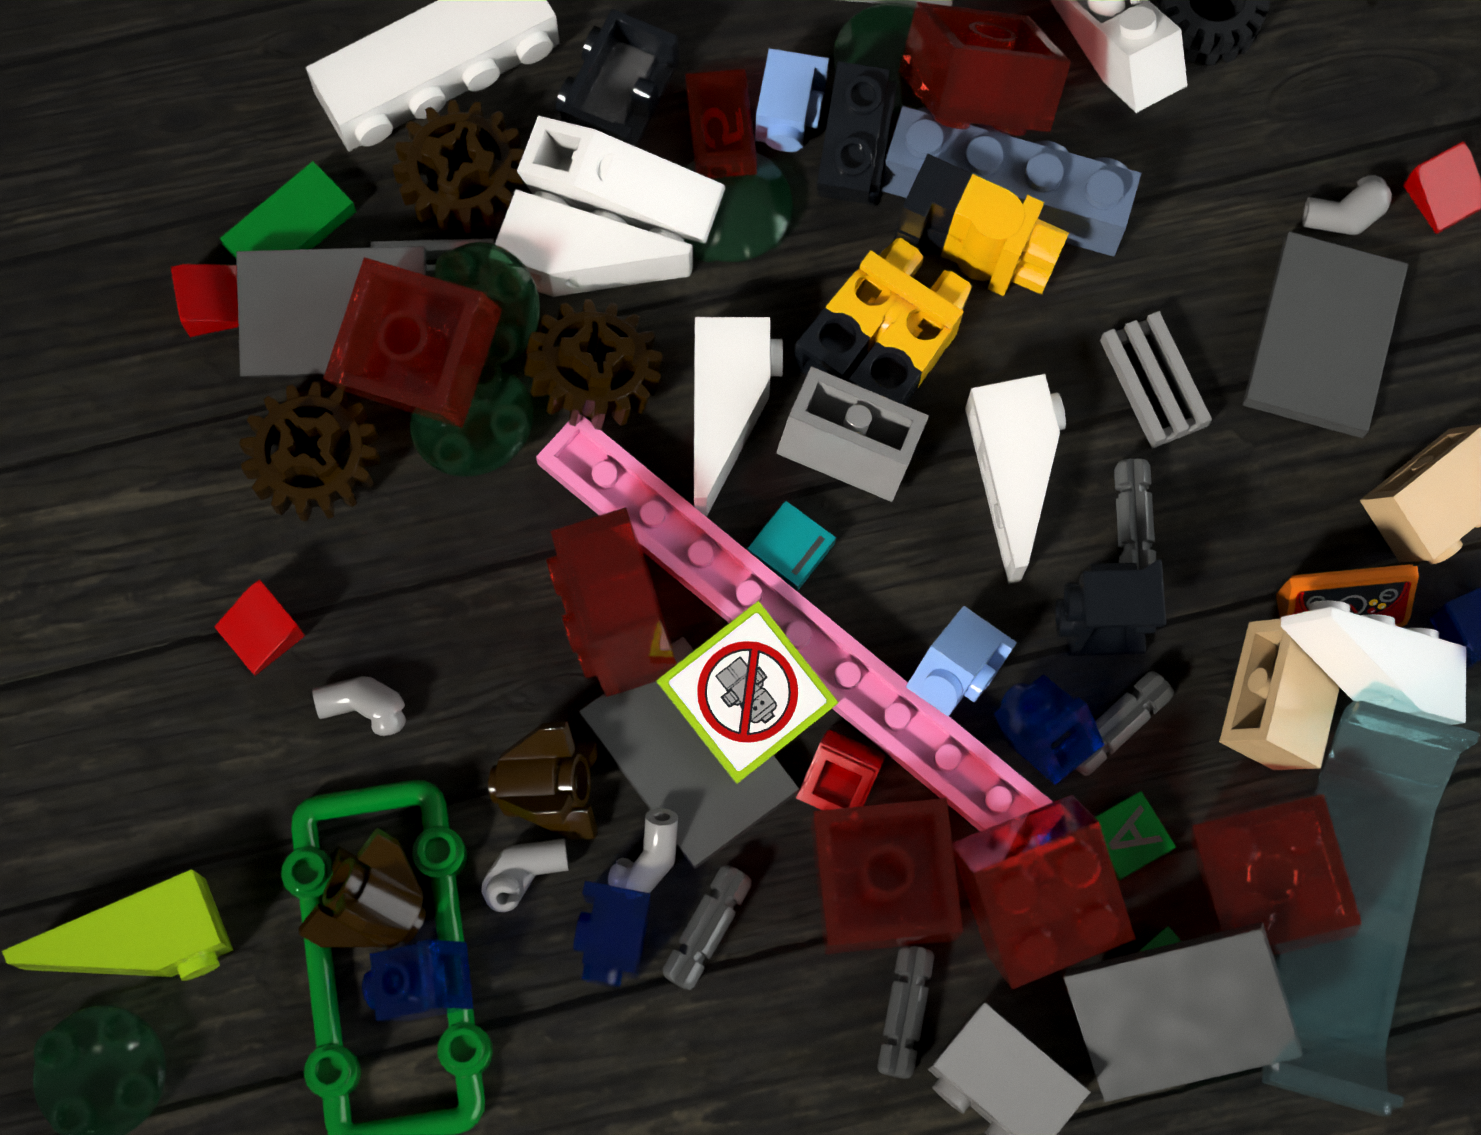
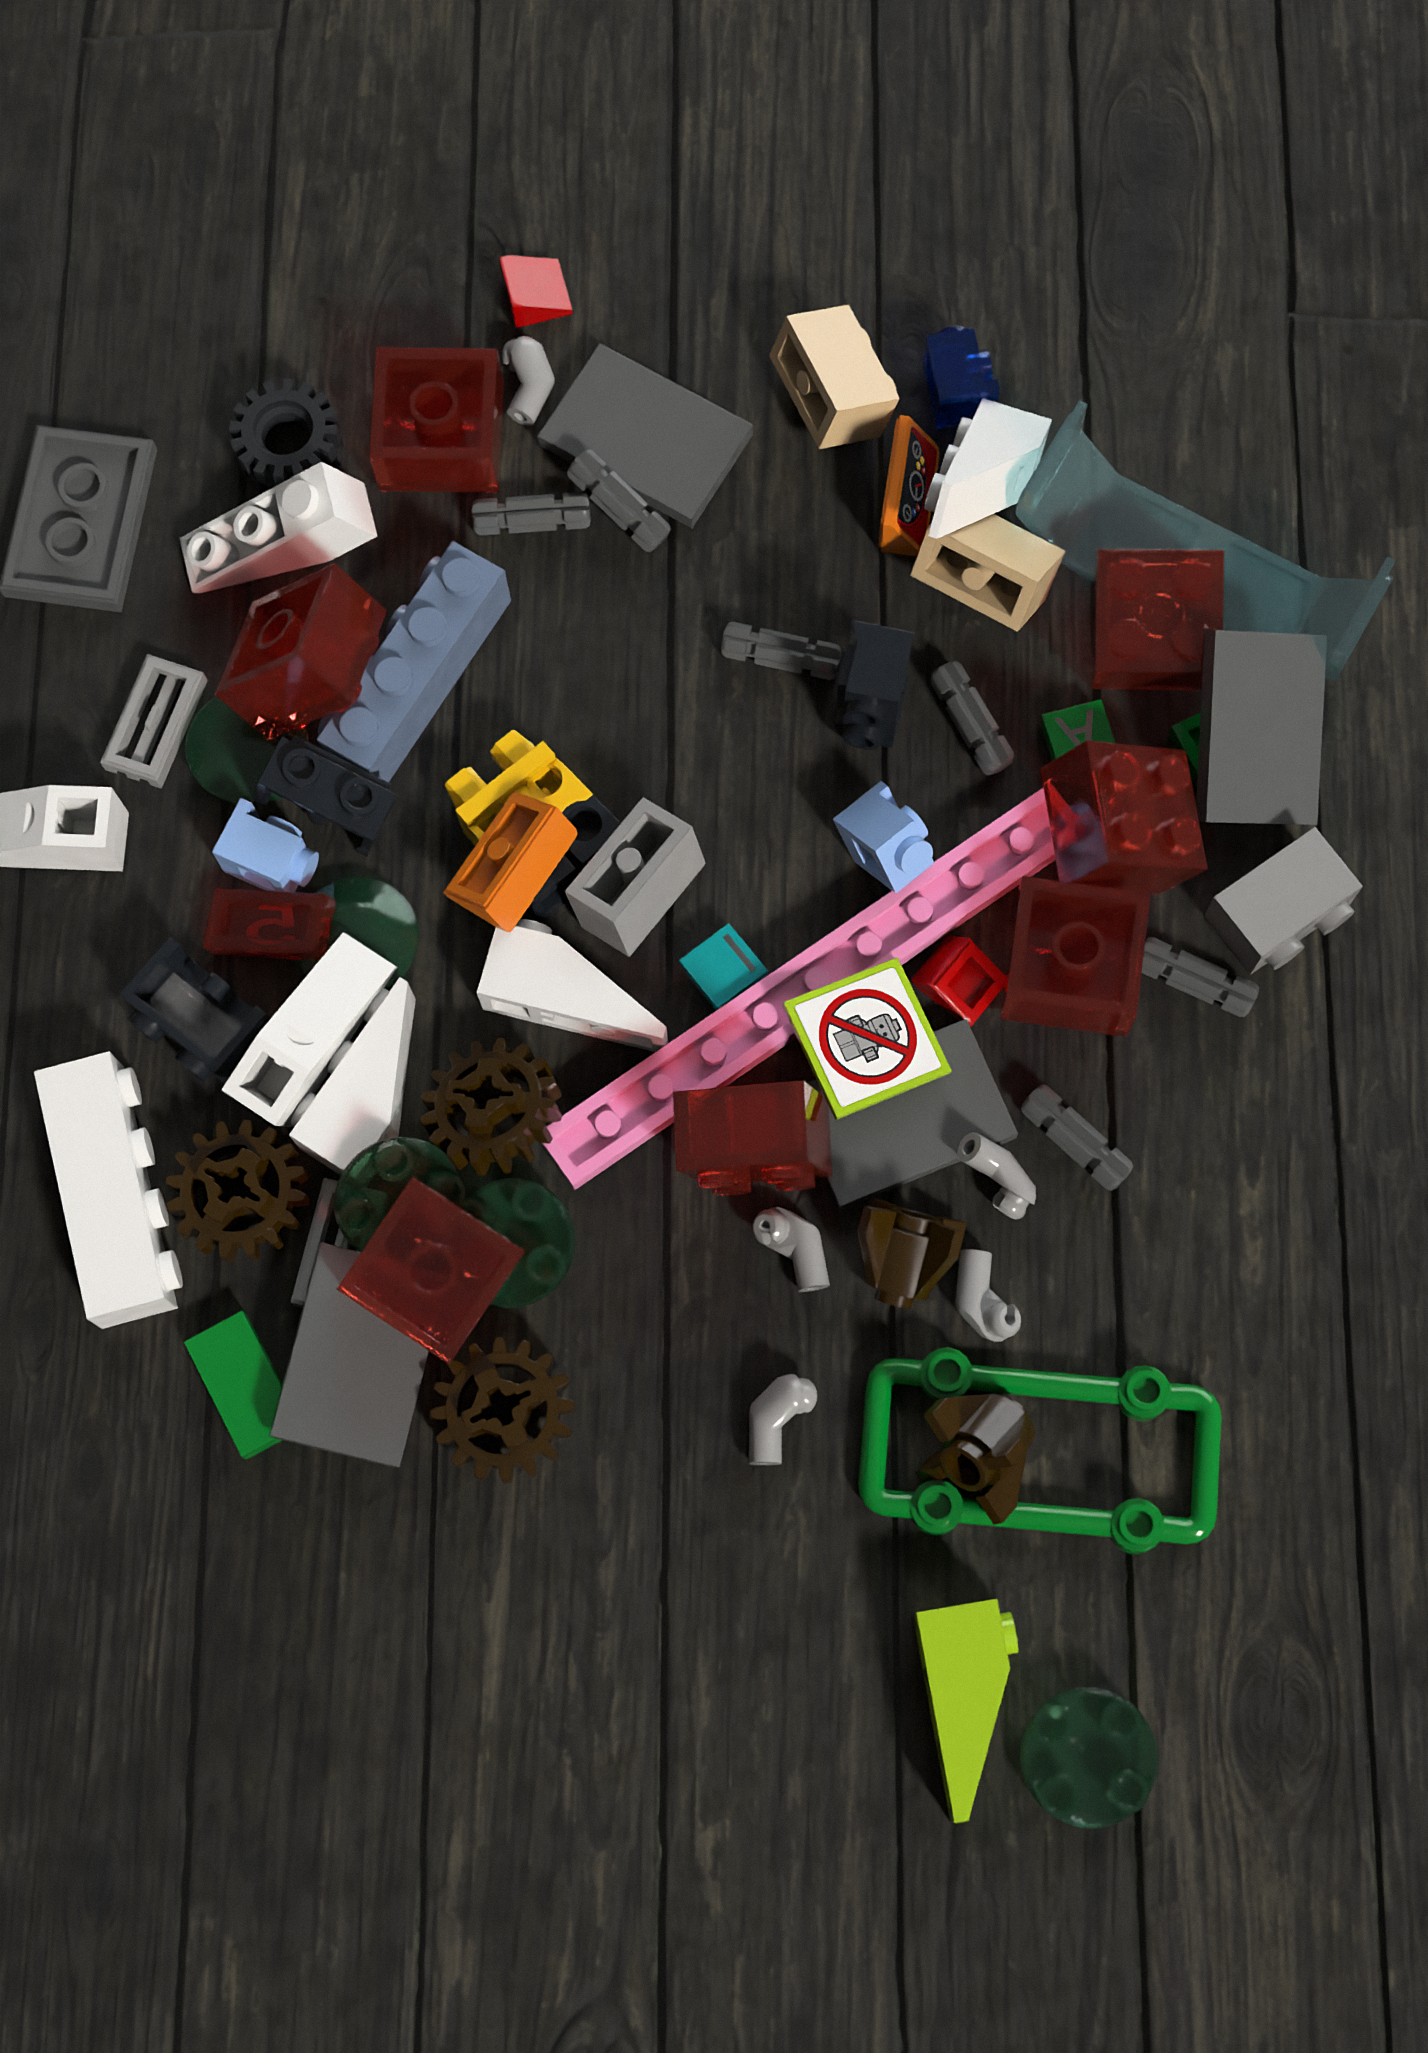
camera: 70 degrees left, 0 degrees up
(206, 297) = (302, 1482): red slope -> none
(258, 628) = (673, 1504): red slope -> none
(407, 981) = (1067, 1398): clear blue brick -> none
(538, 678) = (796, 1240): none -> light grey arm
(612, 933) = (1067, 1223): clear blue brick -> none
(830, 313) = (512, 861): none -> orange slope
(980, 227) = (461, 704): yellow hips -> none
(1015, 444) = (691, 735): white slope -> none
(1038, 716) = (981, 779): clear blue brick -> none
(1135, 334) = (646, 574): light grey tile -> none
(1206, 248) = (531, 513): none -> dark grey axle
(1243, 323) = (618, 500): none -> dark grey axle
(1270, 130) = (437, 419): none -> clear red brick

